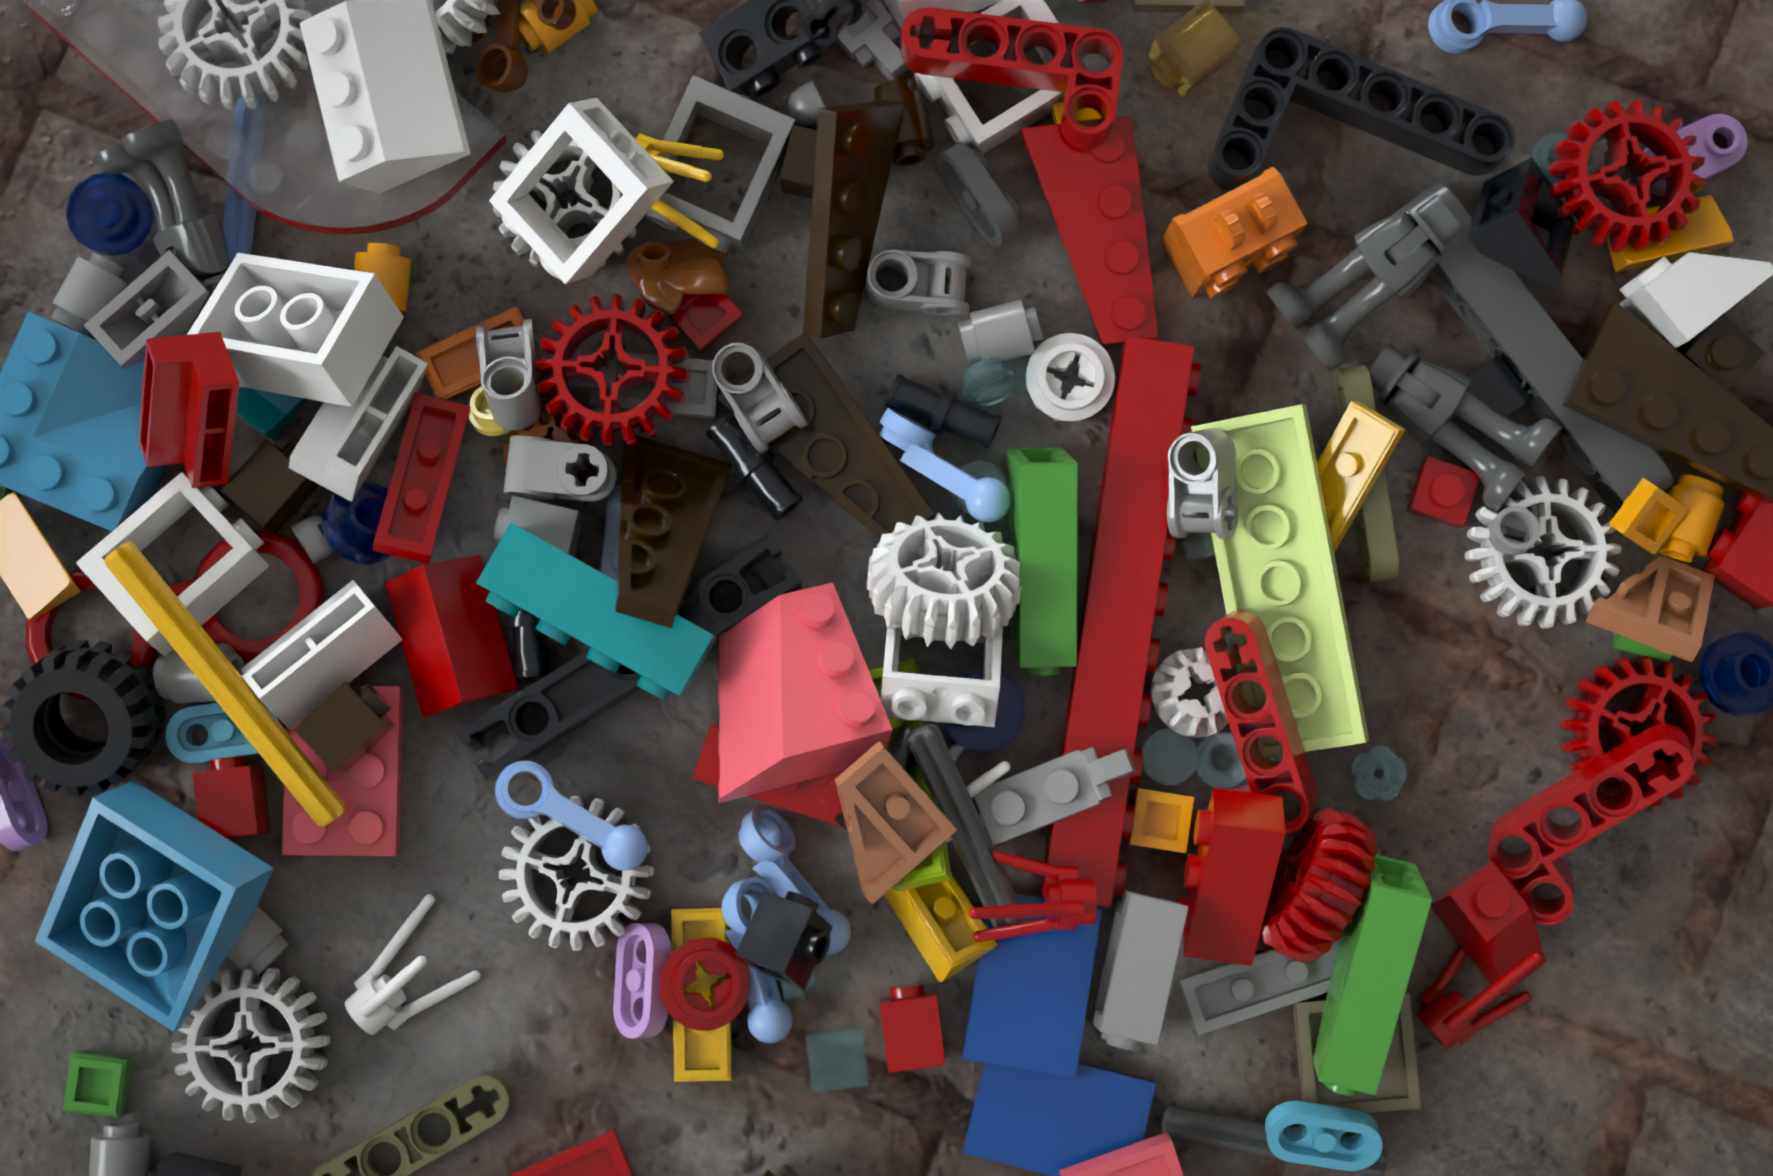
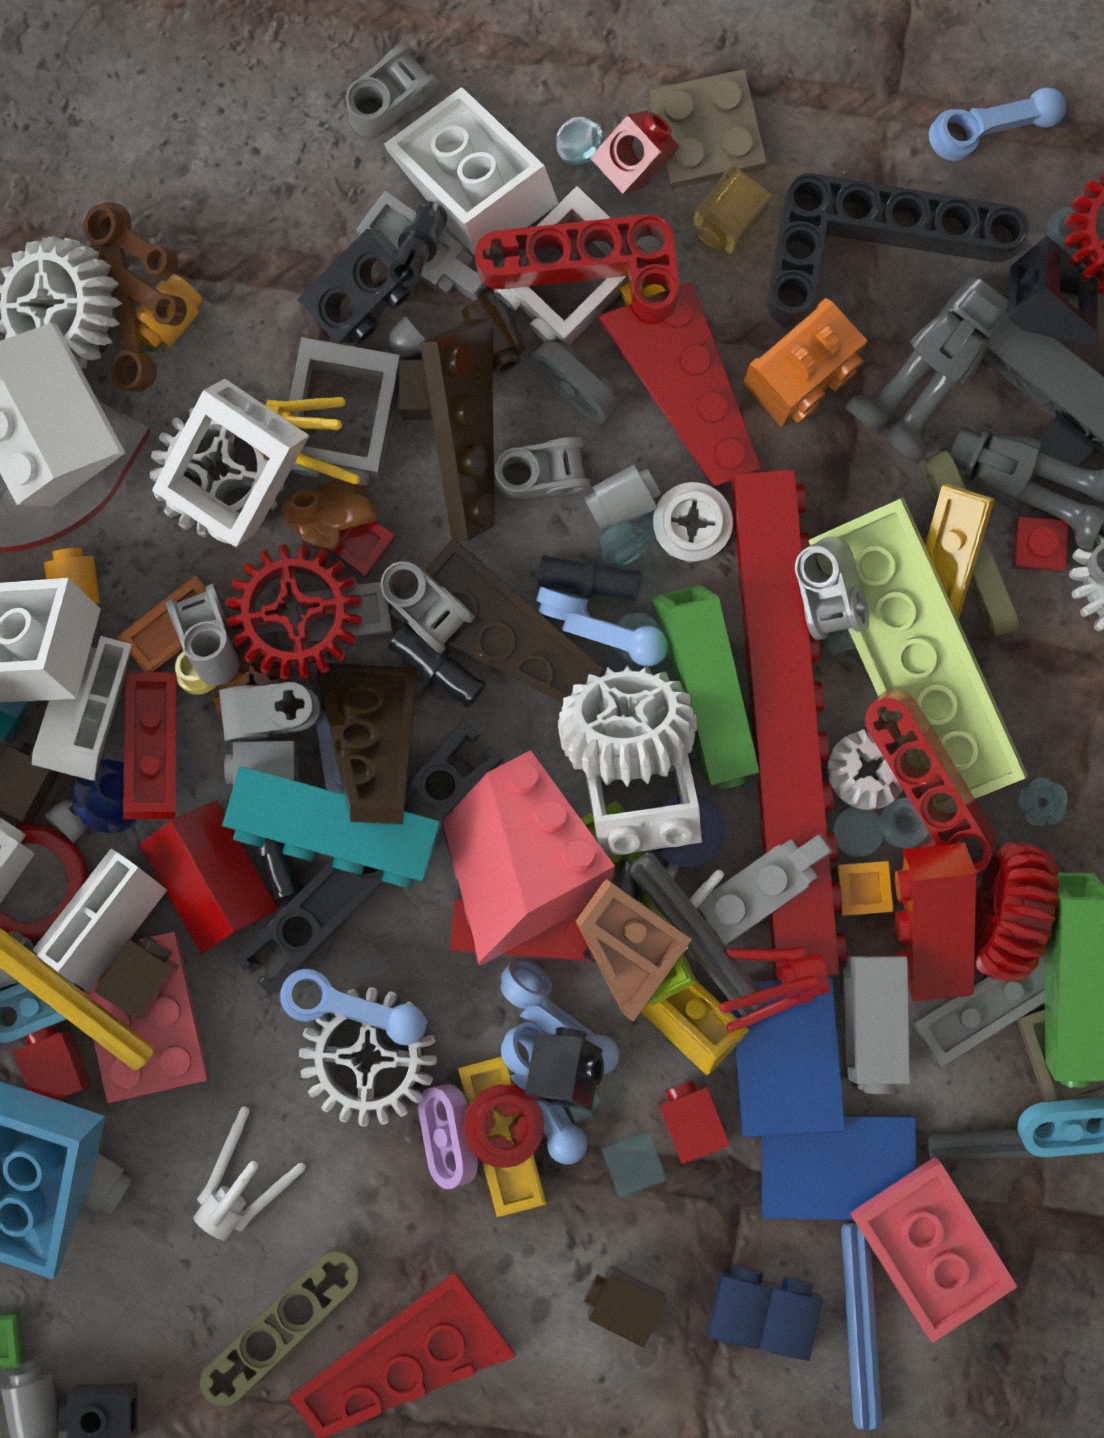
camera: 10 degrees left, 0 degrees up
(249, 1069) = (125, 1295): white gear -> none

